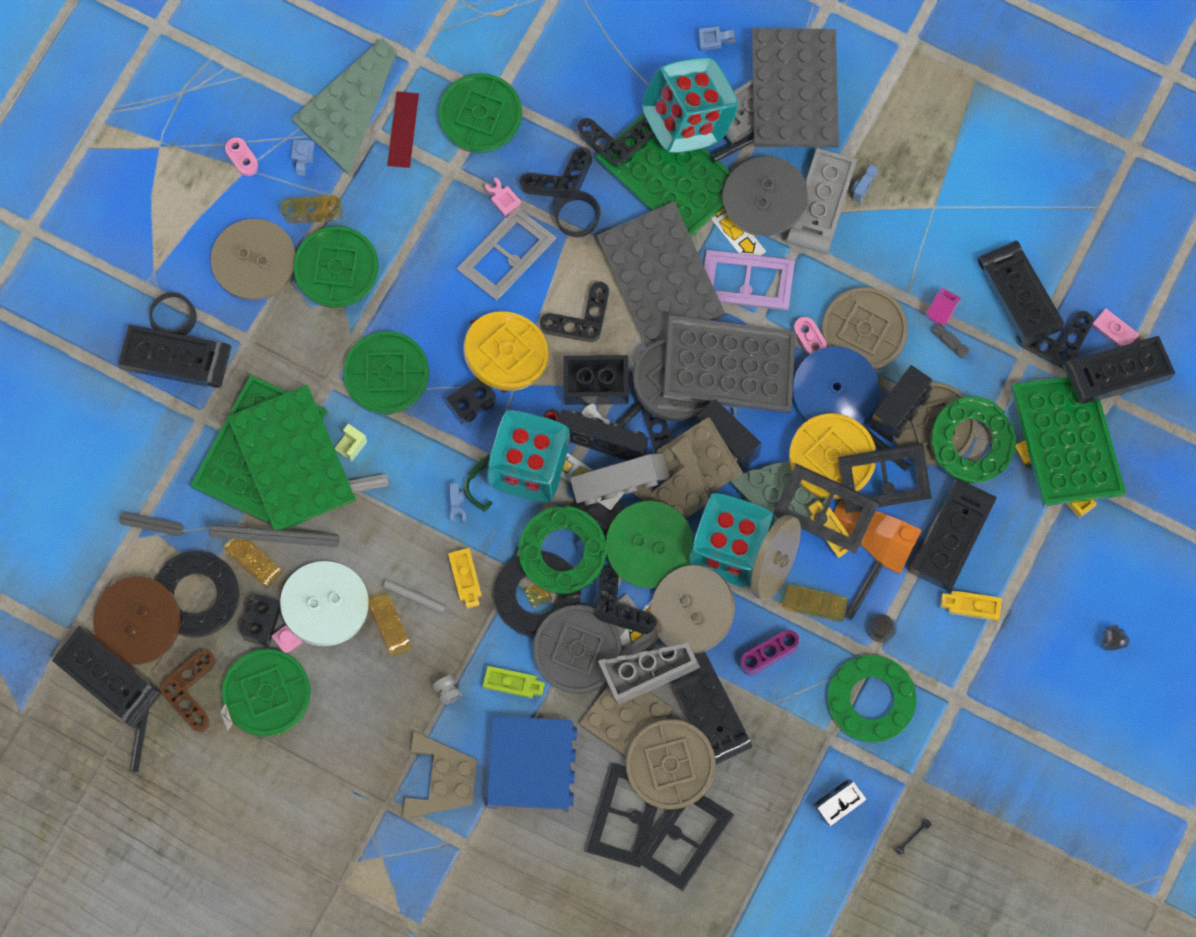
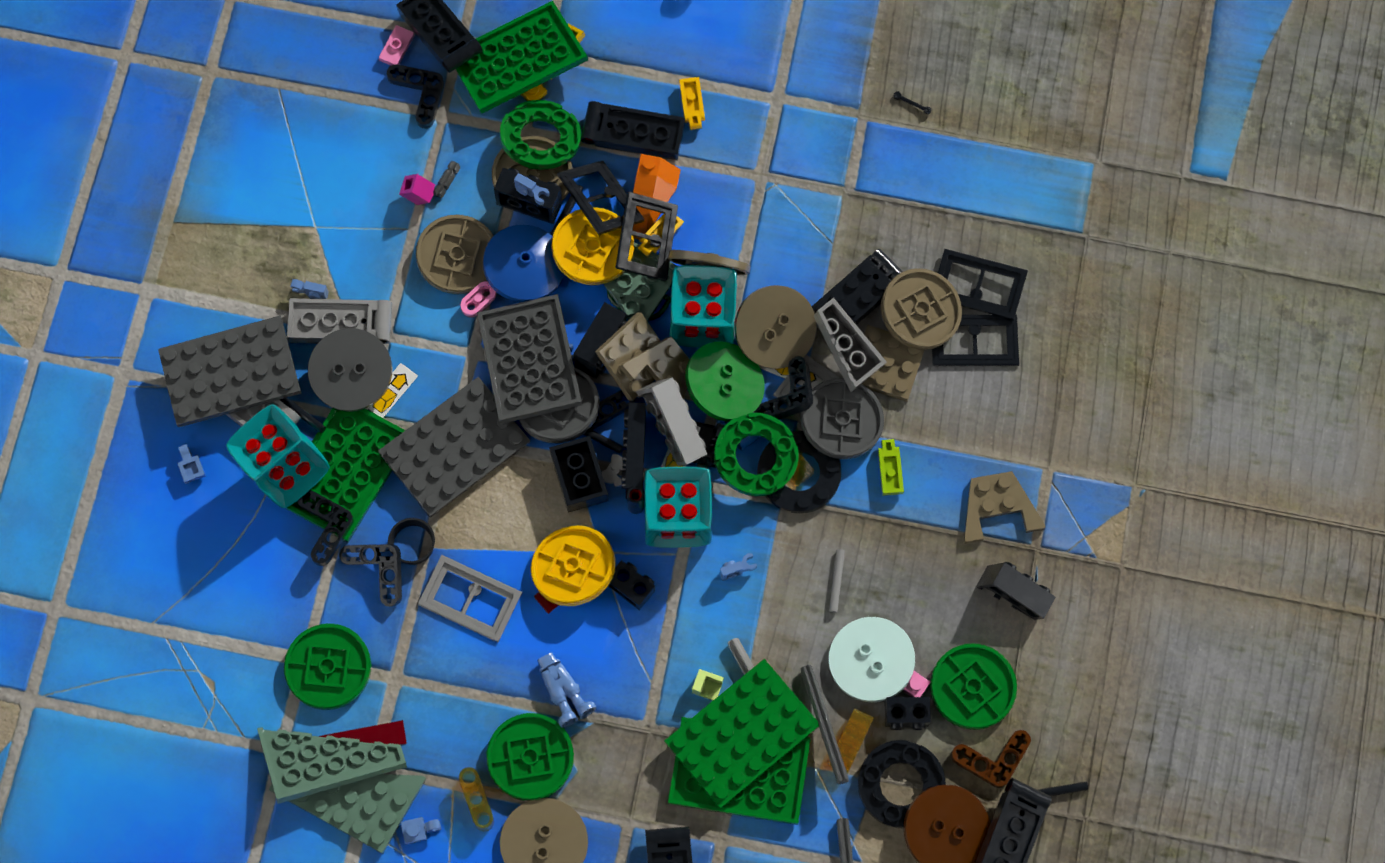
camera: 110 degrees left, 0 degrees up
(226, 717) = (1009, 714): white sticker -> none
(345, 763) = (1017, 589): none -> black wedge
(386, 372) = (625, 674): green plate -> none
(389, 624) = (872, 593): clear yellow beam -> none
(390, 79) = (312, 764): none -> sand green wing
(393, 312) = (561, 686): none -> medium blue piece
(447, 690) = (917, 522): light grey wheel -> none
(465, 577) = (805, 539): yellow hinge -> none
(471, 475) = (702, 563): dark green piece -> none
(504, 198) = (413, 615): bright pink plate -> none
(531, 763) = (960, 429): blue panel -> none
(588, 322) = (517, 502): black beam -> none
(745, 296) = (454, 368): lavender door -> none
(776, 644) = (788, 247): magenta beam -> none
(815, 603) = (732, 230): clear yellow beam -> none
(839, 802) = (906, 163): brick -> none
(850, 721) = (800, 191): green plate -> none
(864, 590) = (705, 195): black bar -> none
(881, 627) = (735, 172): clear smoke cone -> none
(900, 392) = (527, 186): none -> medium blue plate
(1020, 293) = (385, 128): black hinge -> none

